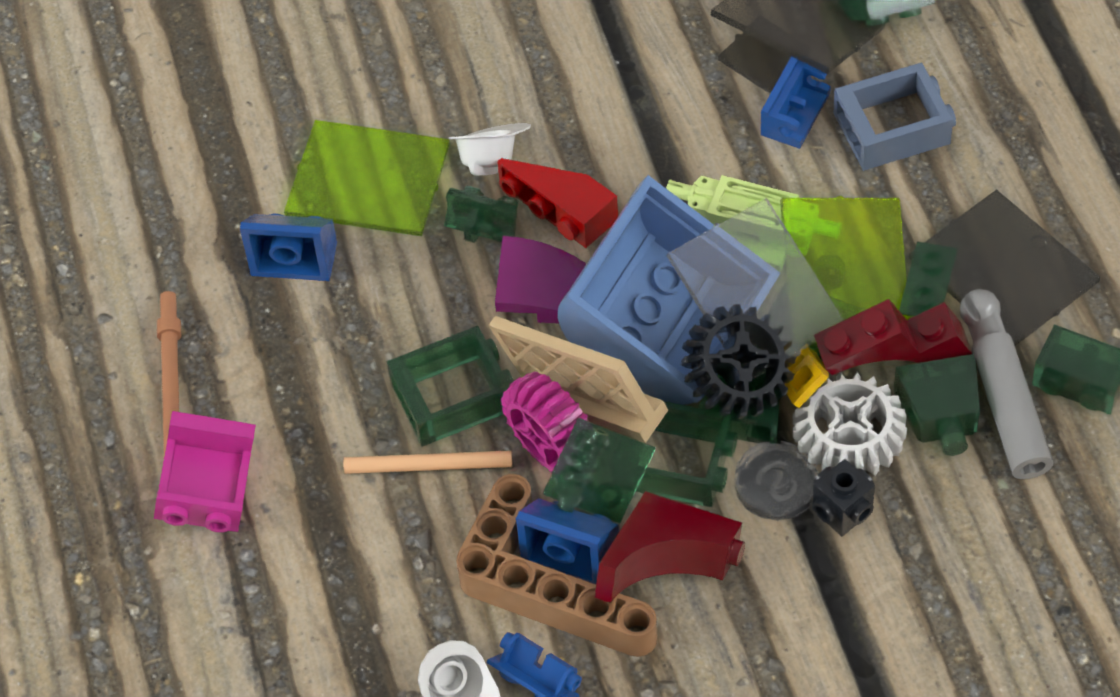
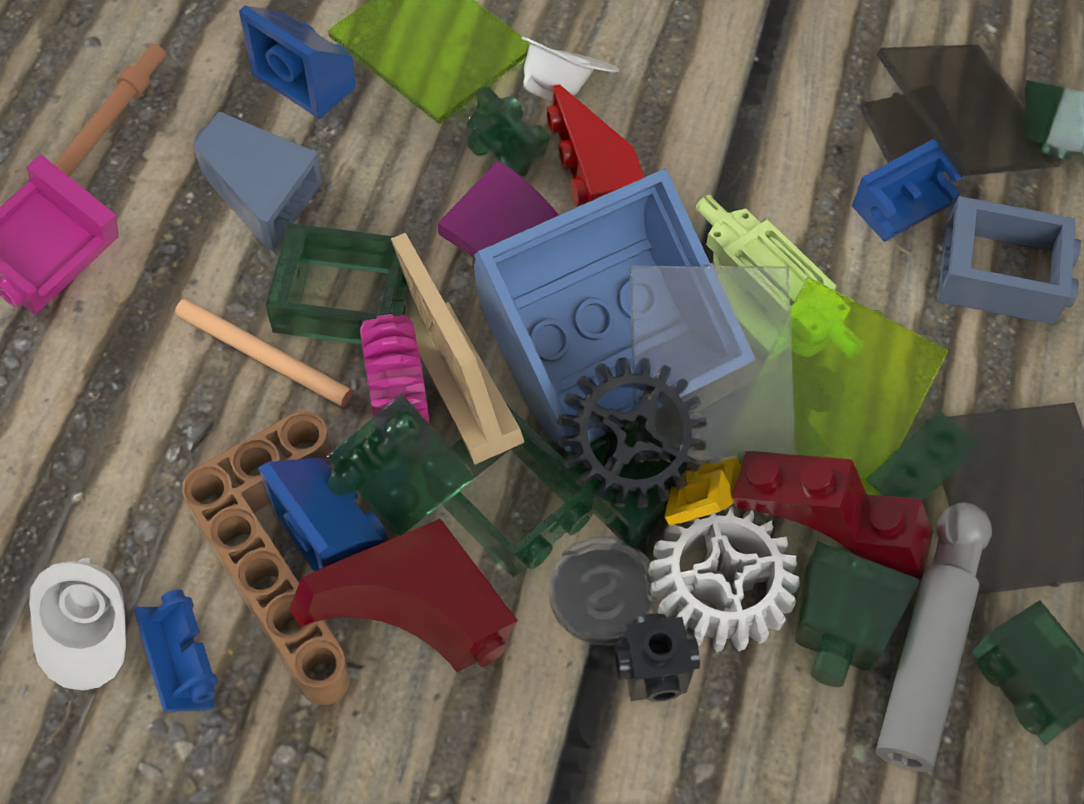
camera: 25 degrees right, 5 degrees up
(323, 344) = (257, 174): none -> sand blue slope

